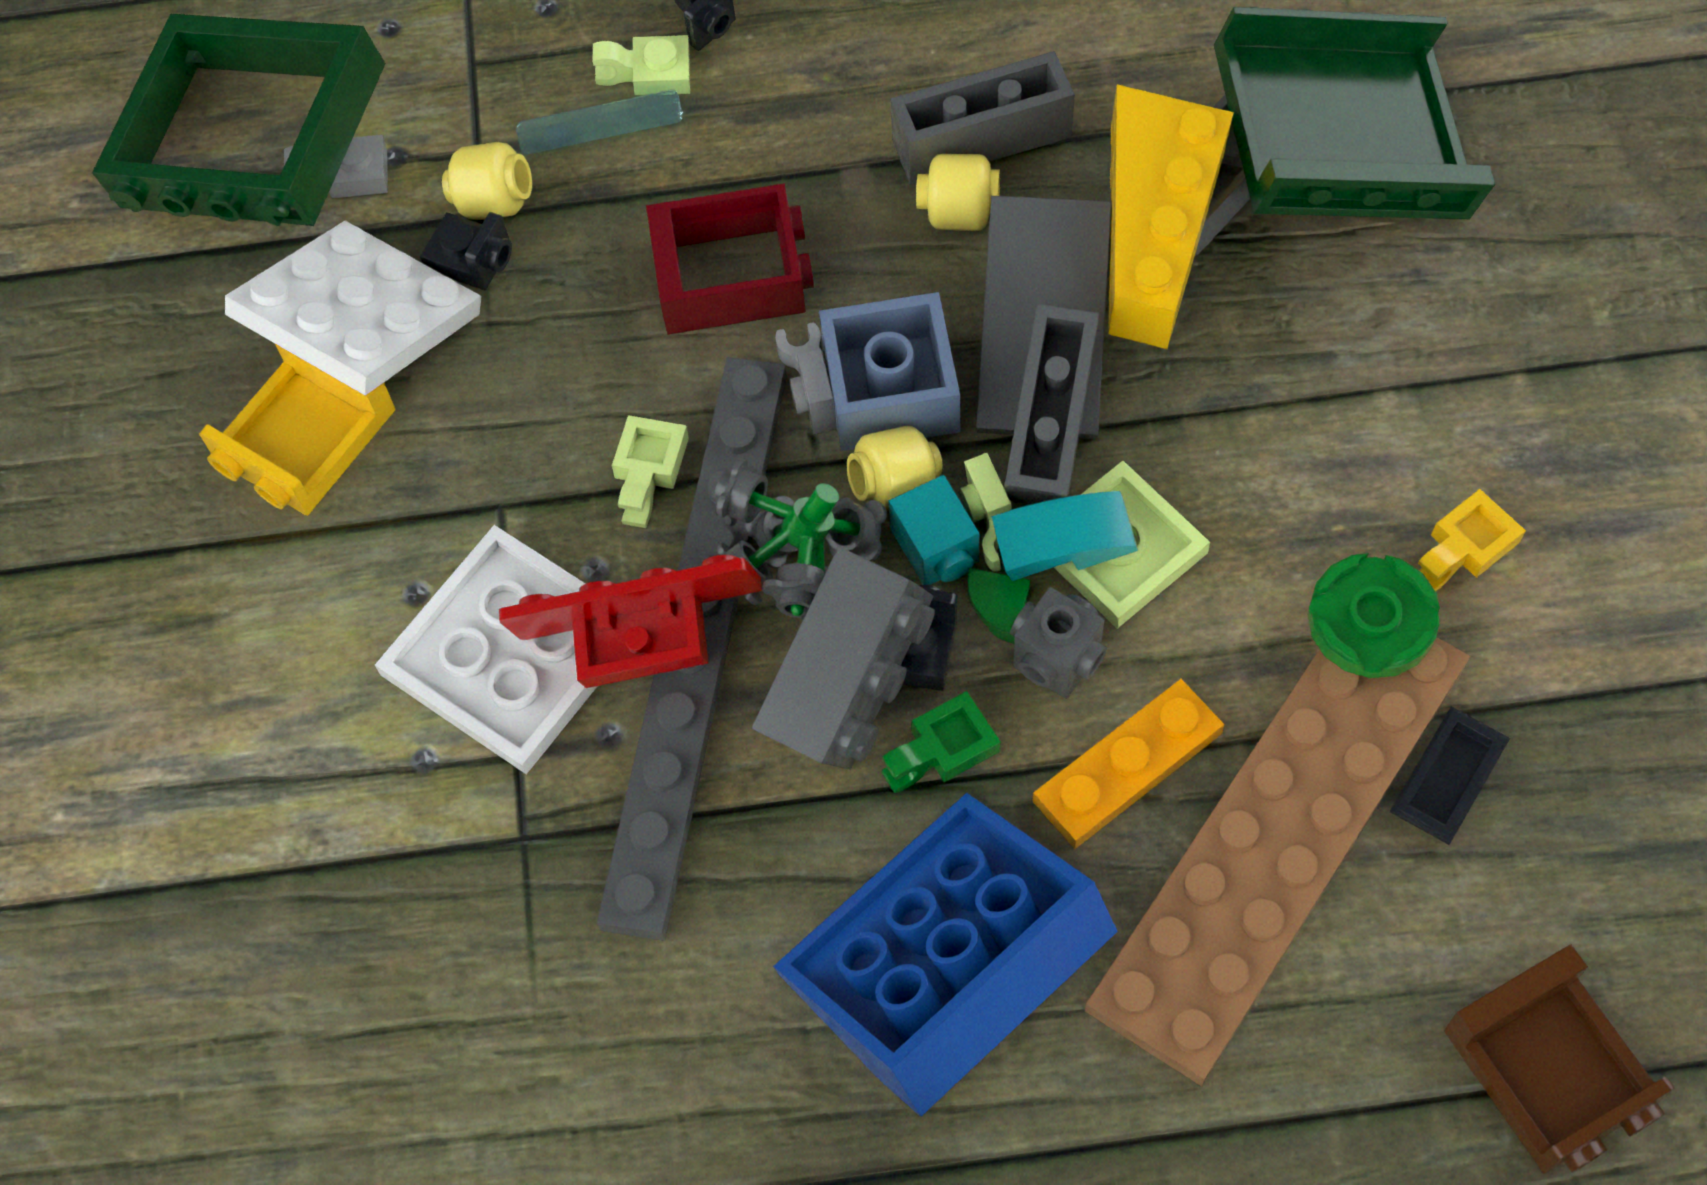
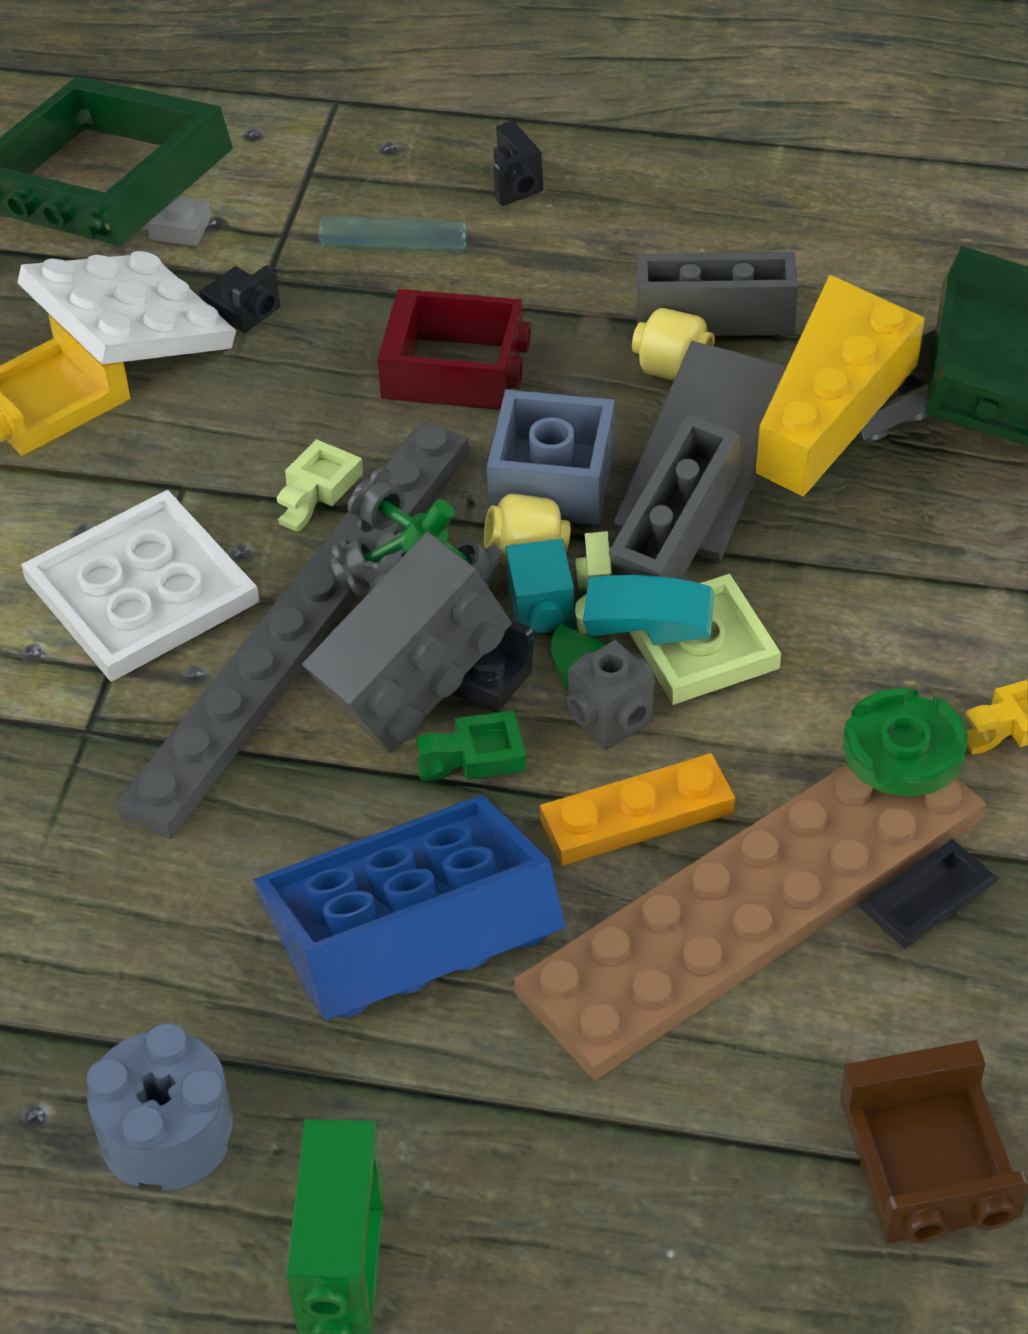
camera: 15 degrees right, 15 degrees down
(487, 180) = (282, 245): light yellow head -> none
(635, 624) = (246, 573): red bracket -> none
(652, 65) = (452, 202): yellowish green plate -> none
(812, 388) = (476, 455): light grey plate -> none

